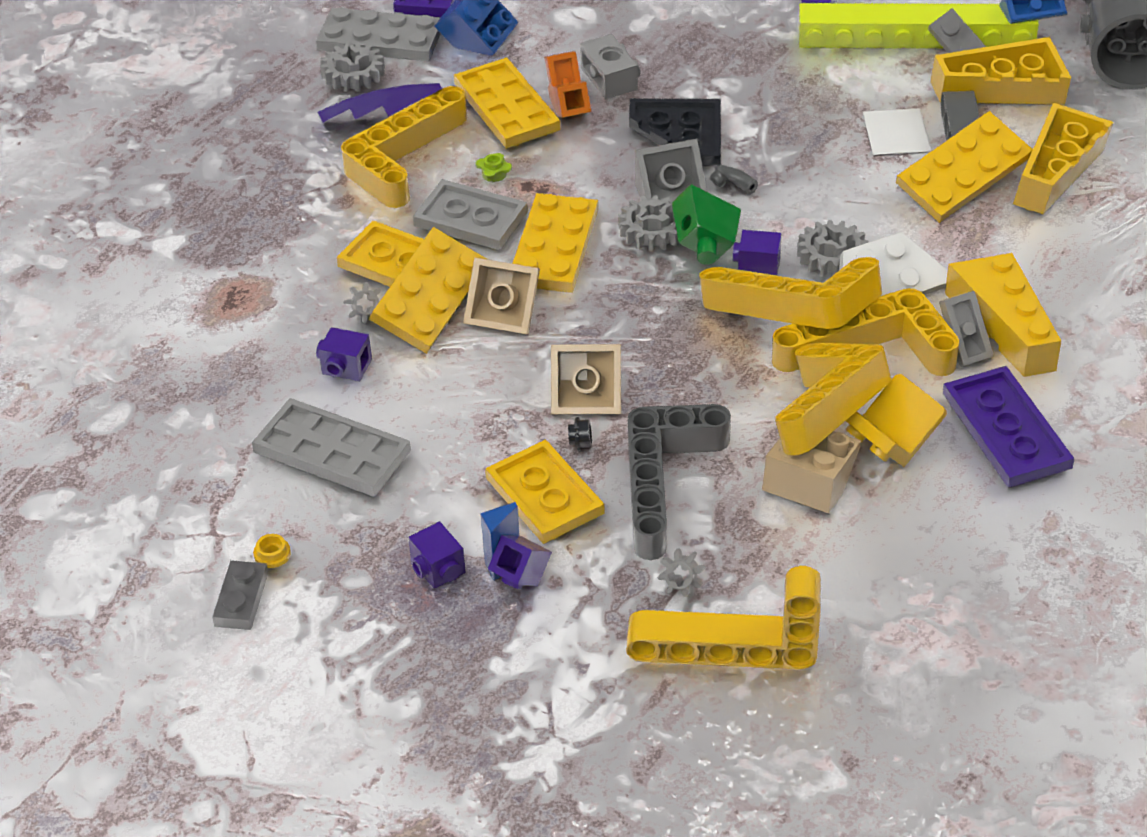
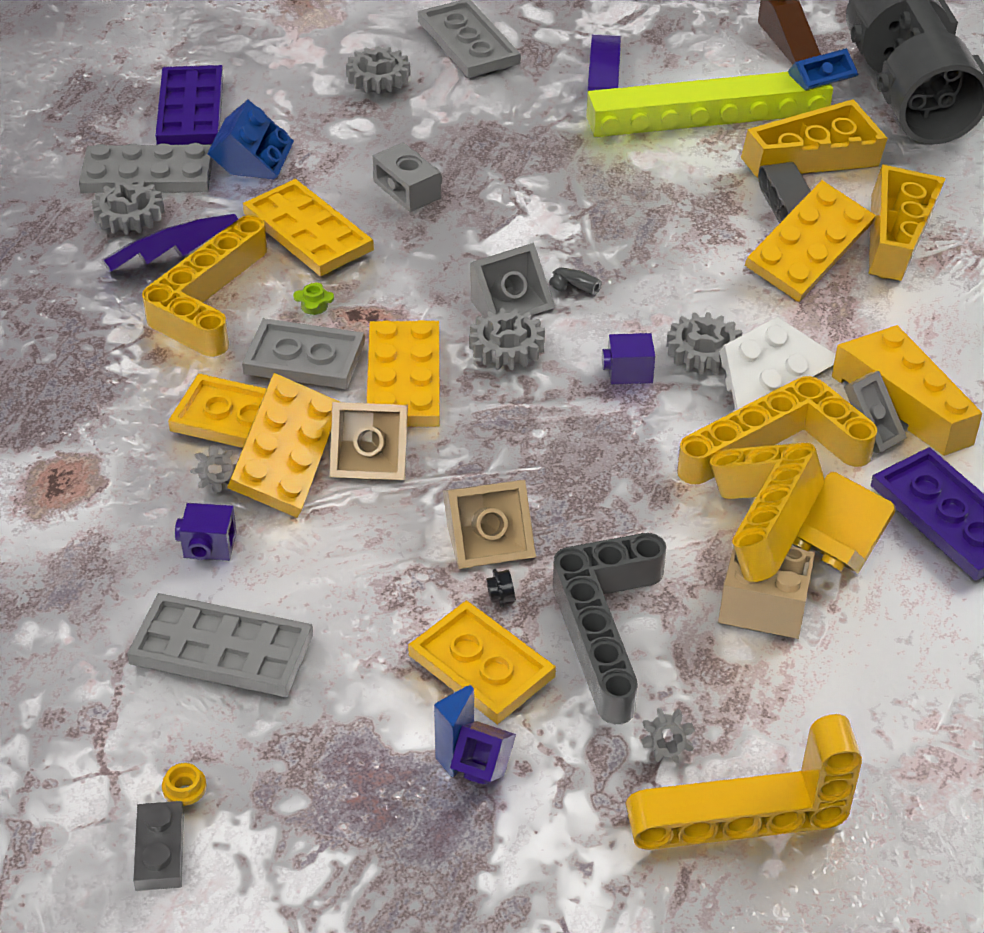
camera: 15 degrees left, 0 degrees up
(436, 555) = (382, 759): dark purple brick -> none
(566, 90) = (368, 205): orange brick -> none
(680, 120) = (499, 228): black plate -> none
(705, 223) = (566, 333): green torso -> none
(793, 299) = (685, 404): yellow beam -> none
(896, 131) = (722, 212): white sticker -> none
(954, 33) = (754, 106): flat silver plate -> none

